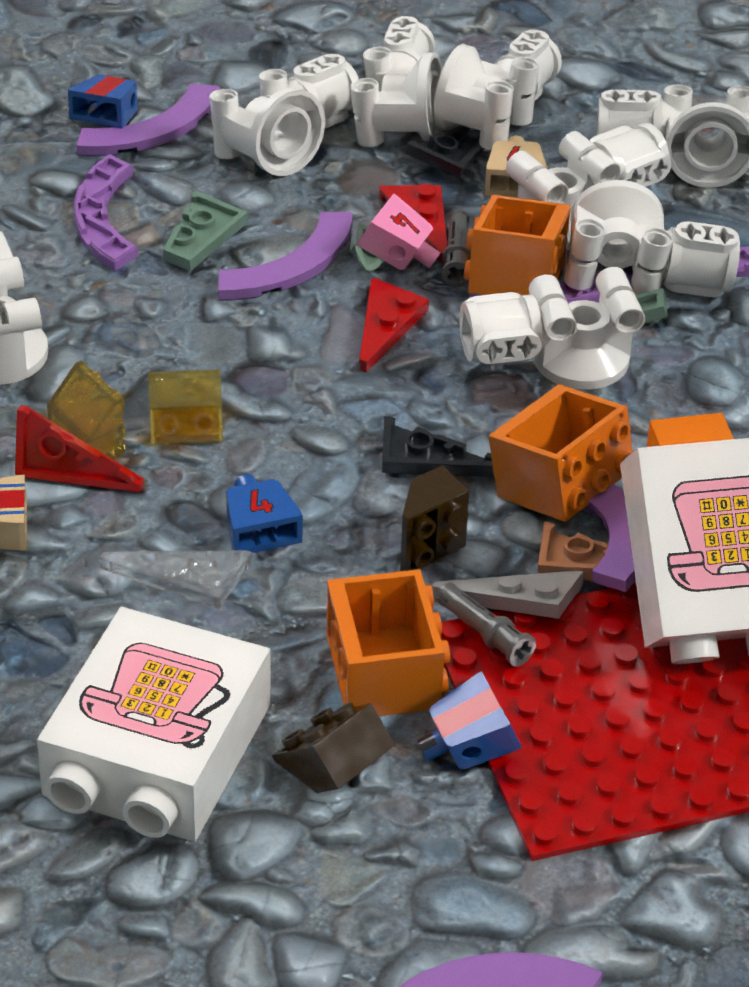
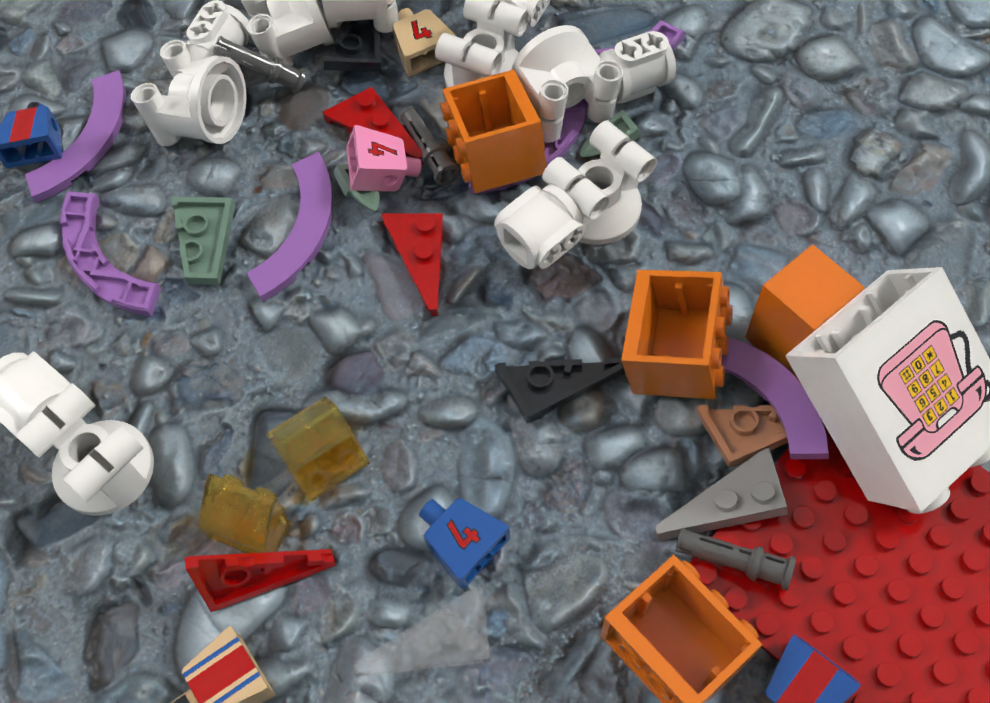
camera: 25 degrees left, 20 degrees up
(357, 134) = (273, 69): none -> dark grey pin
(433, 519) = (619, 467): dark brown slope -> none

